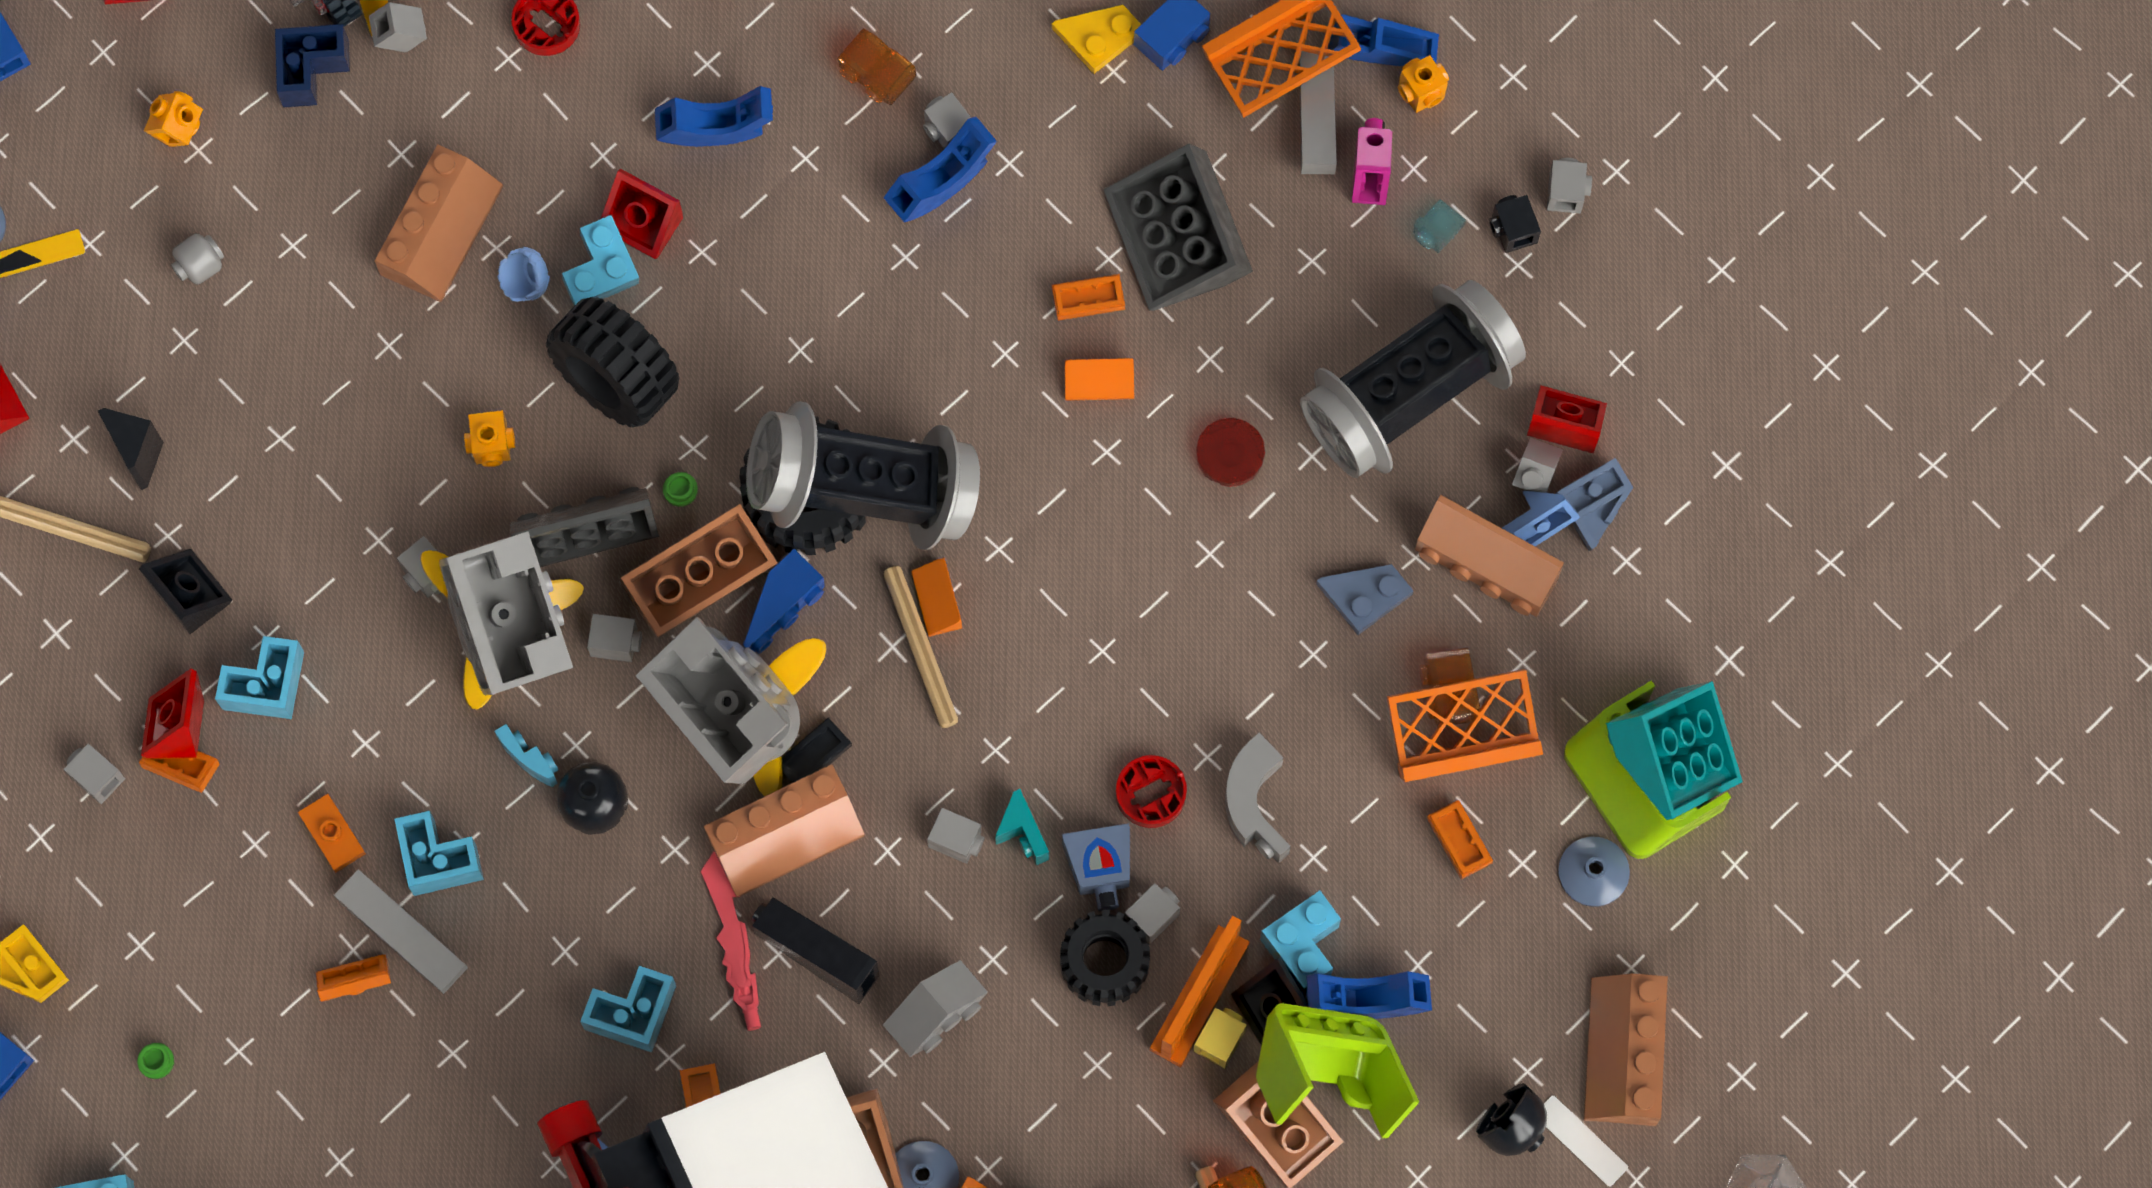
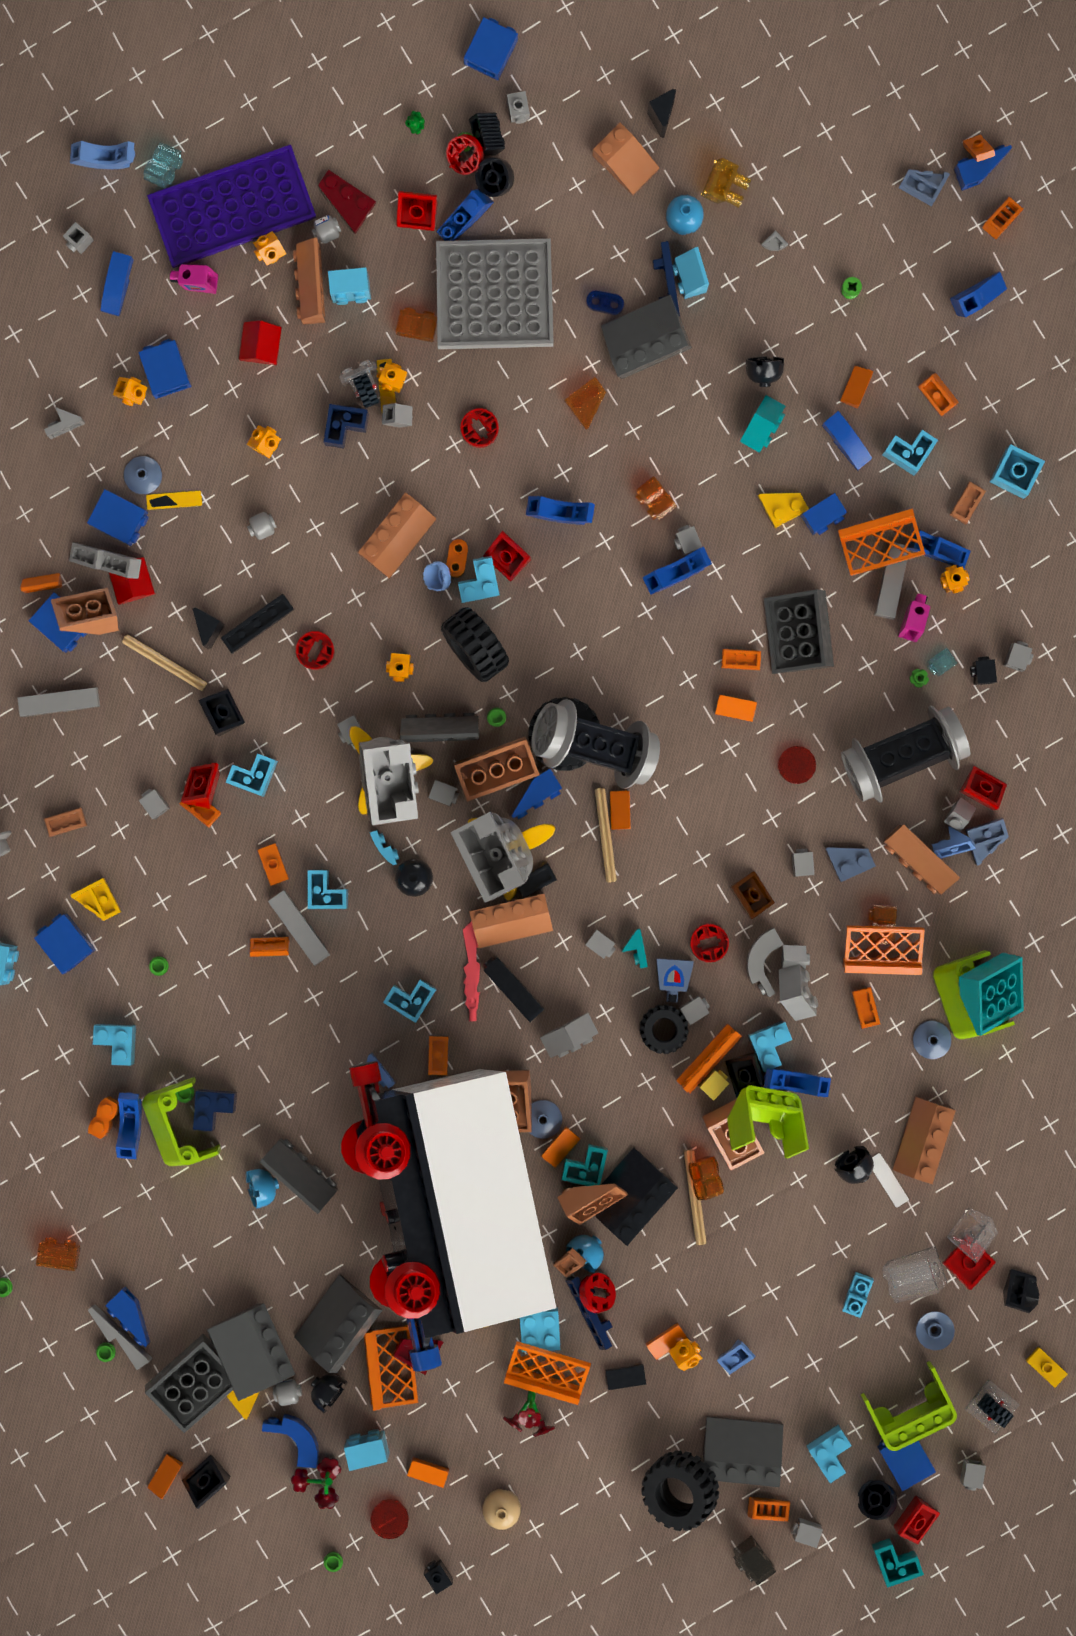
camera: 15 degrees right, 15 degrees up
(221, 424) = (257, 623): none -> black plate
(330, 425) = (307, 646): none -> red piece
(553, 239) = (458, 558): none -> orange plate
(1204, 690) = (752, 895): none -> reddish brown slope
(1283, 614) = (803, 863): none -> light grey brick
(1310, 780) = (794, 955): none -> light grey brick
(1328, 836) = (795, 992): none -> light grey brick
(1406, 268) = (914, 678): none -> bright green plate

